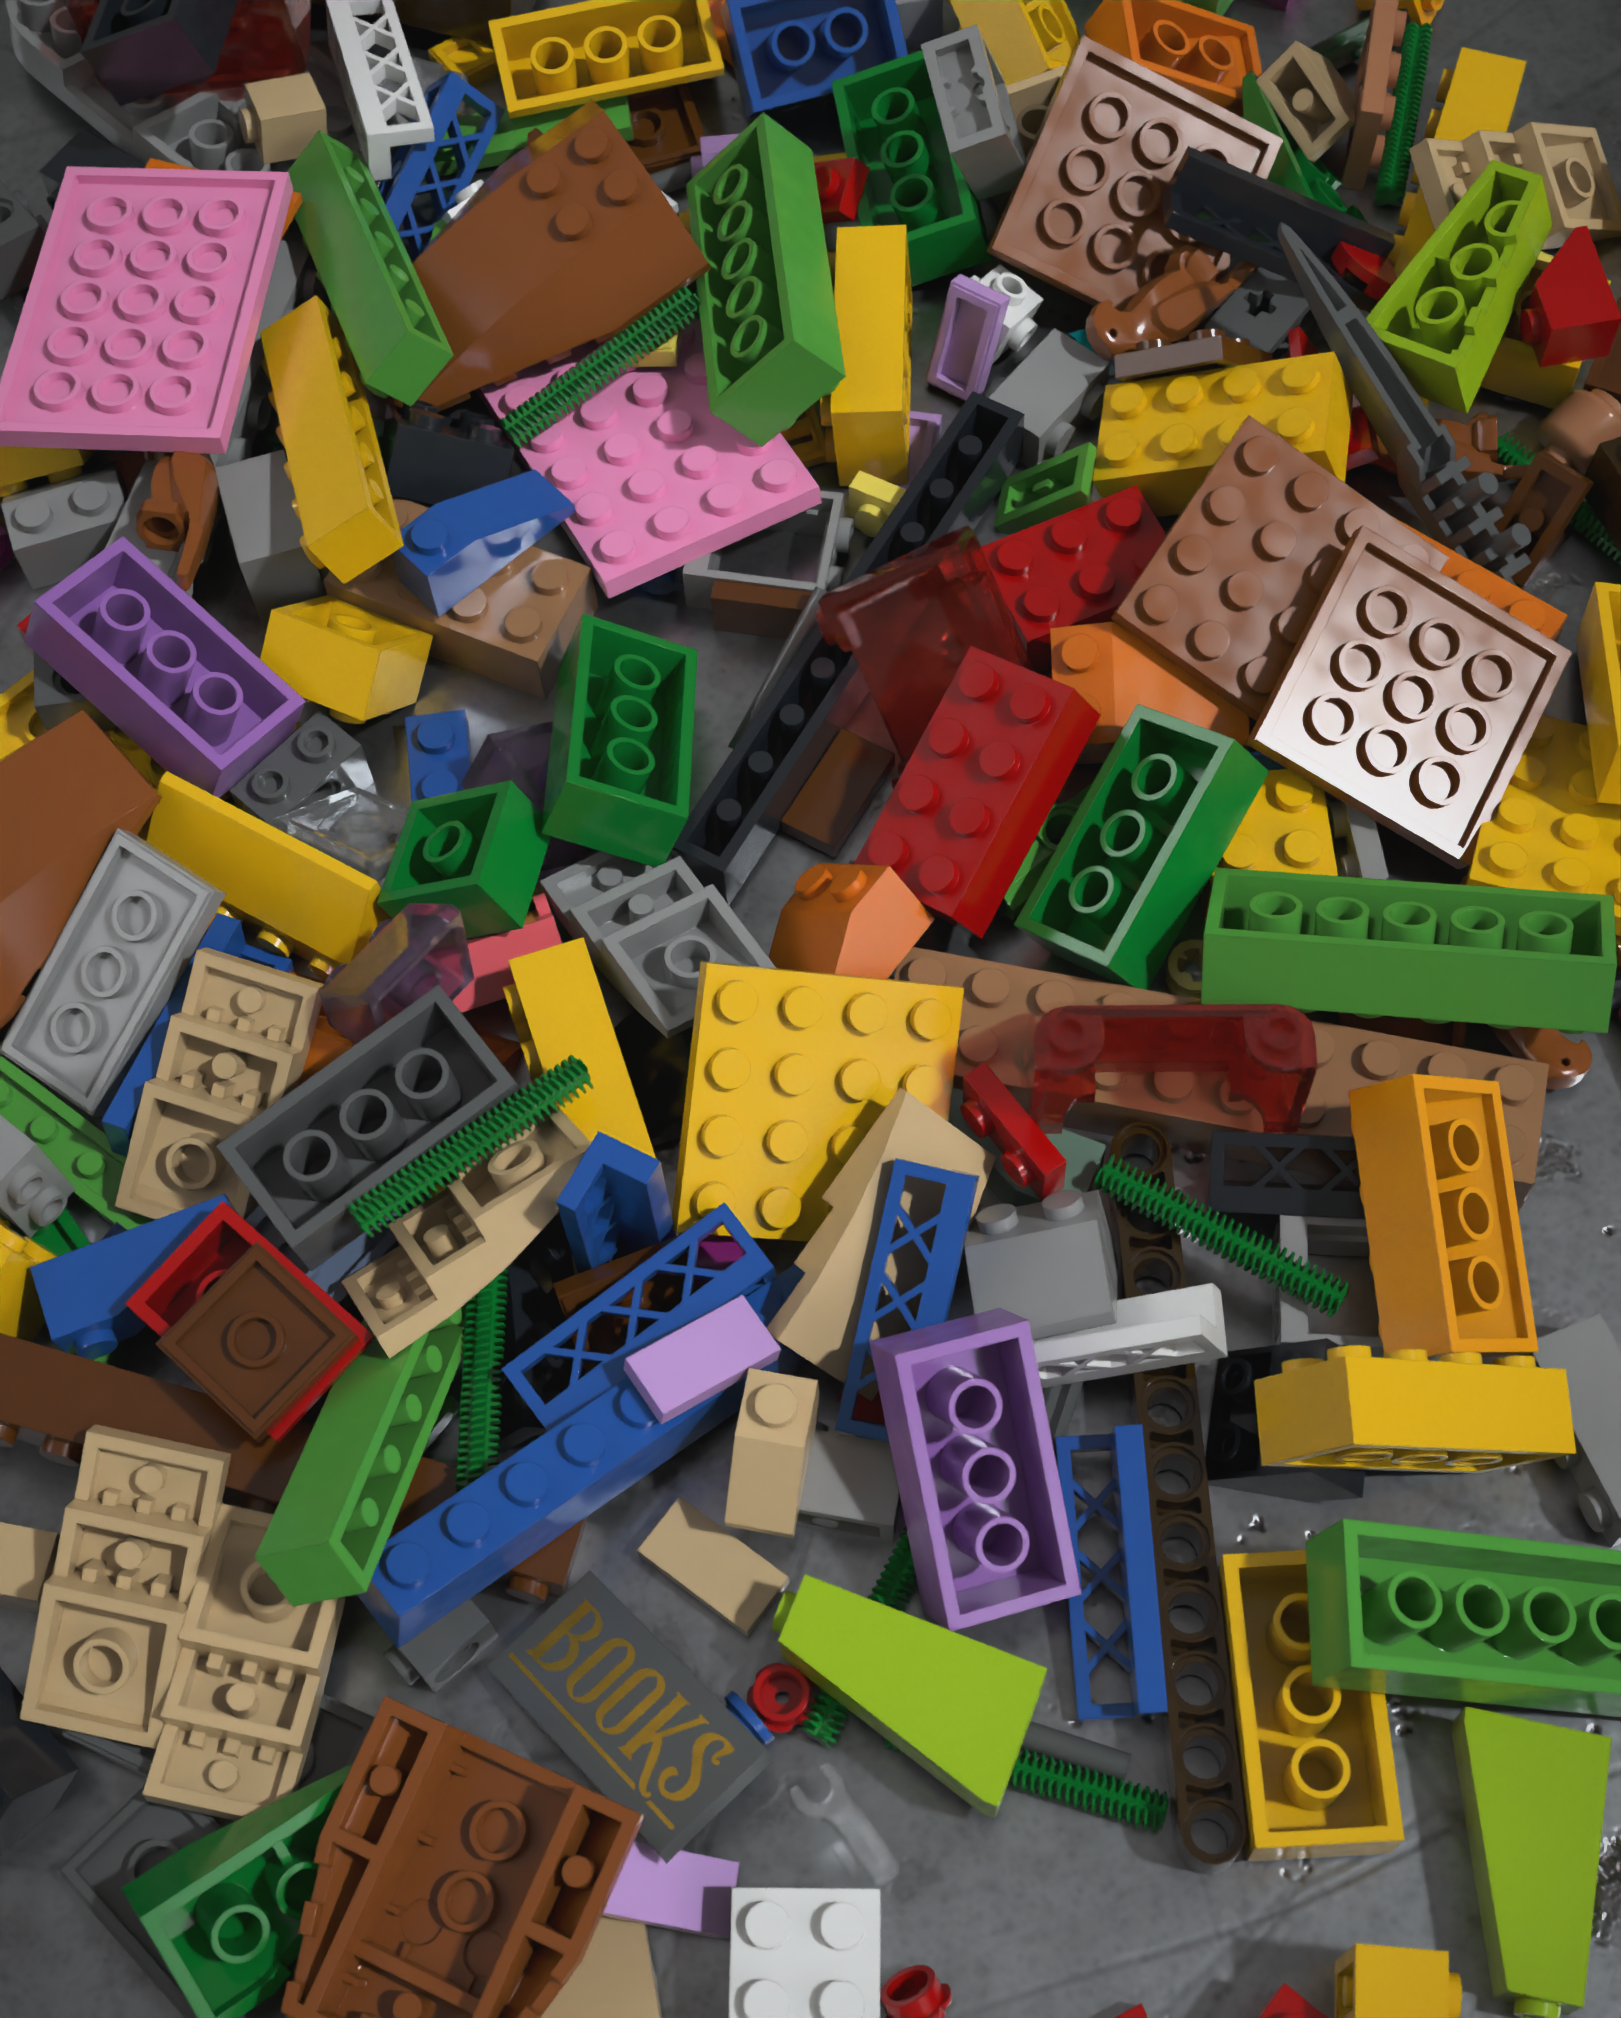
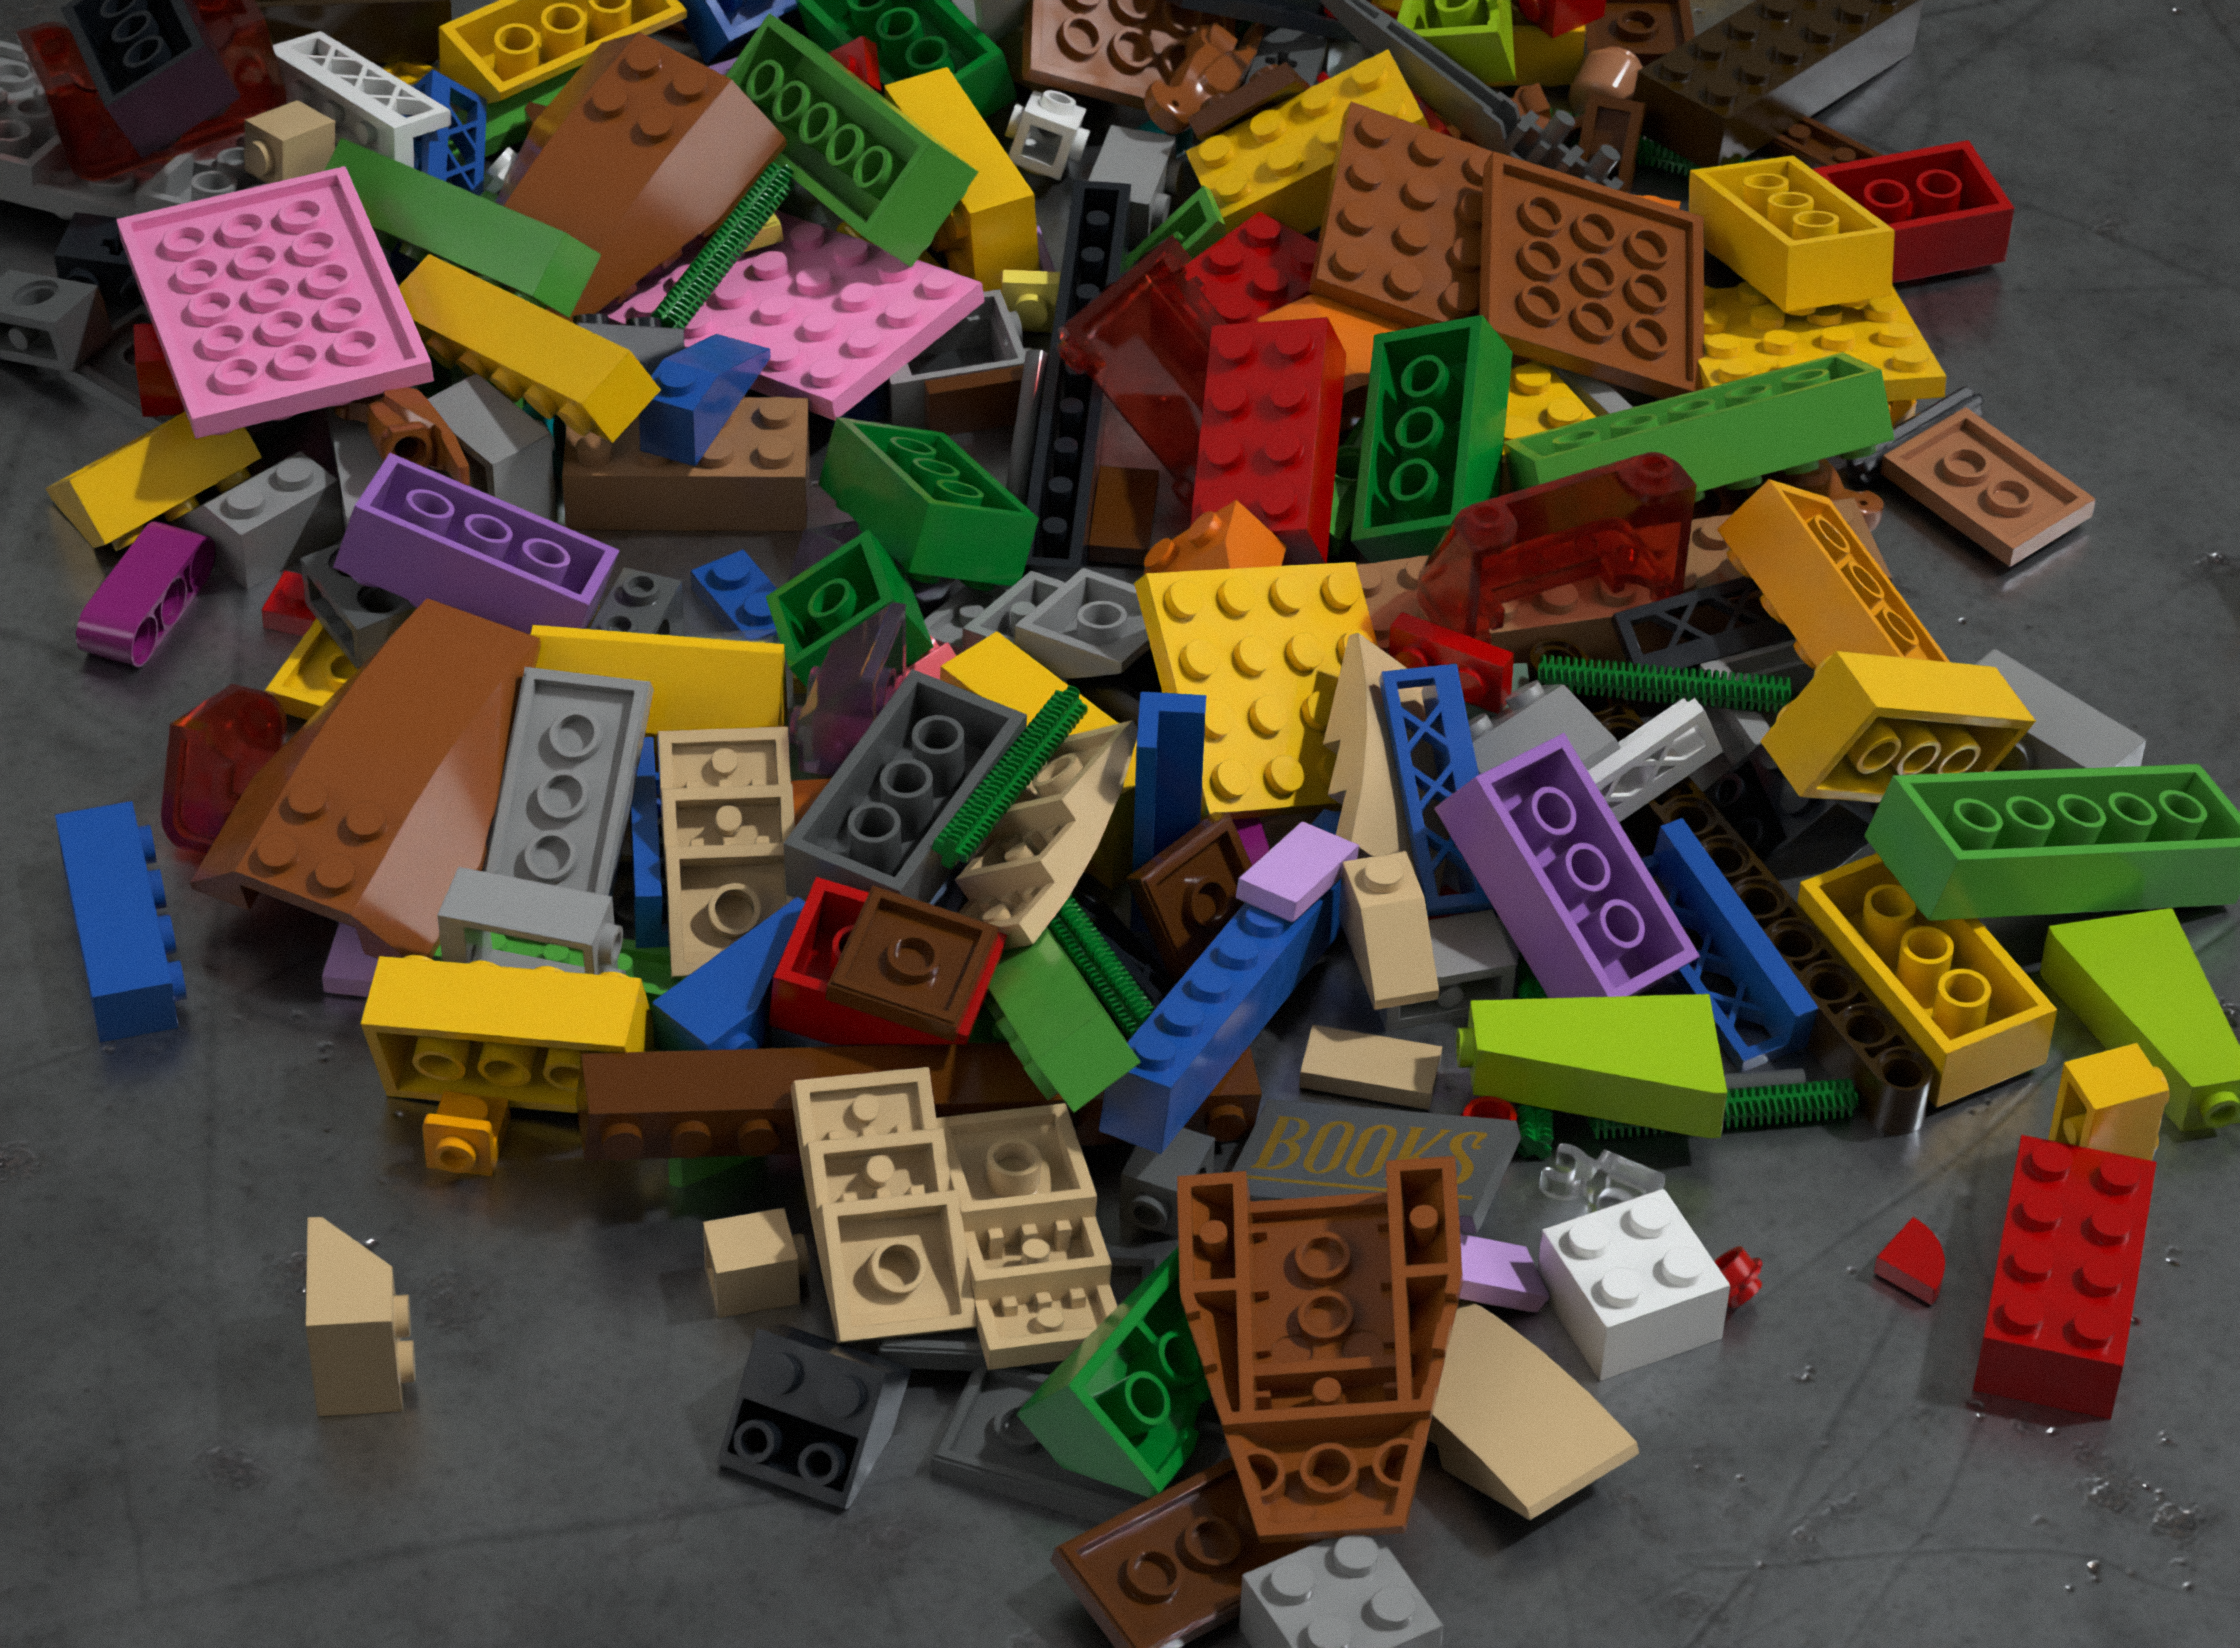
camera: 30 degrees left, 20 degrees down
(346, 657) = (633, 517): yellow brick -> none
(738, 1279) = (1295, 806): blue fence -> none
(967, 337) = (1040, 147): lavender tile -> none

